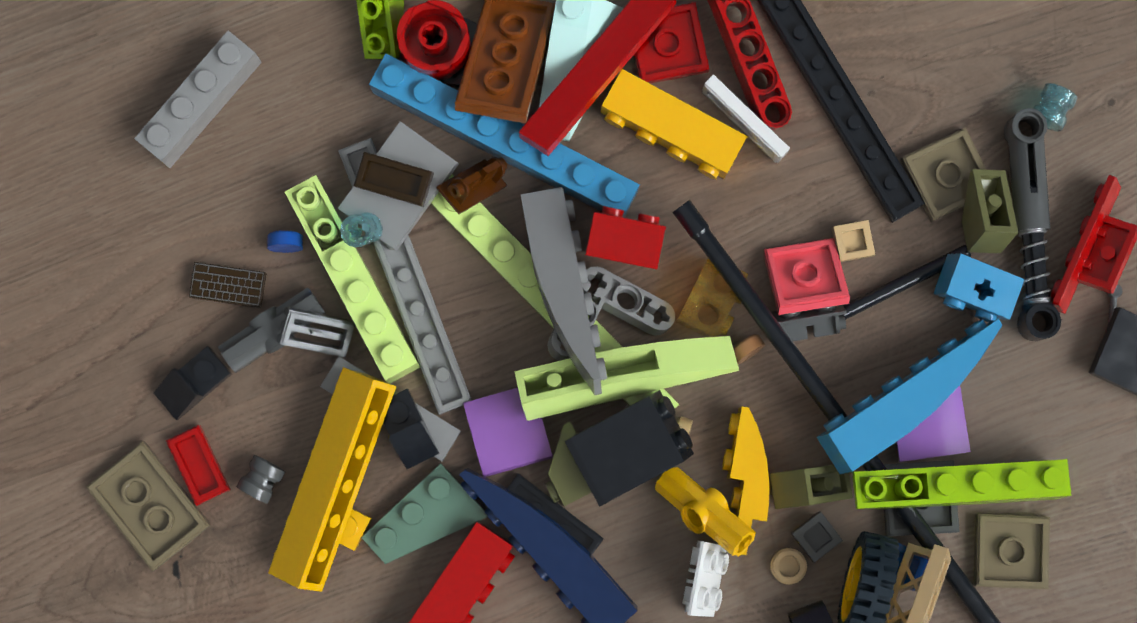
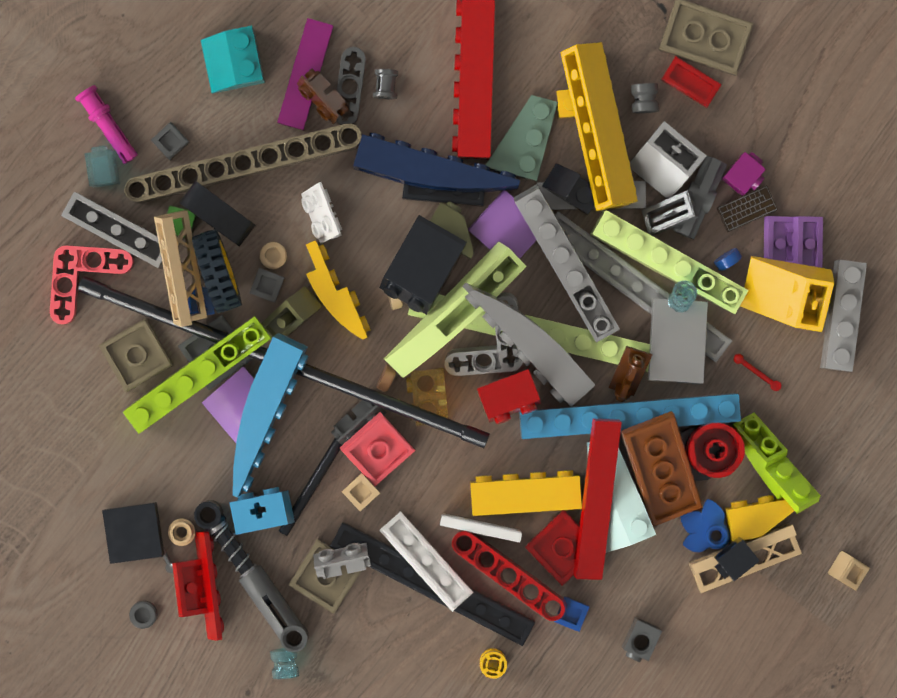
camera: 150 degrees right, 5 degrees up
(192, 383) = (729, 131): black slope -> none
(202, 214) = (794, 239): none -> medium lavender slope
(204, 324) = (745, 173): none -> magenta brick
(240, 160) = (789, 292): none -> yellow slope
(281, 393) = (666, 160): none -> light grey slope
(323, 73) = (774, 385): none -> red hinge
(393, 179) = (683, 342): dark brown tile -> none
(466, 350) = (566, 263): none -> light grey slope
(705, 511) = (349, 255): yellow piece -> none
(828, 120) = (426, 561): none -> white tile
(937, 185) = (329, 561): none -> light grey hinge
(988, 212) = (285, 565): olive slope -> none
(1090, 322) = (175, 538): none -> tan plate

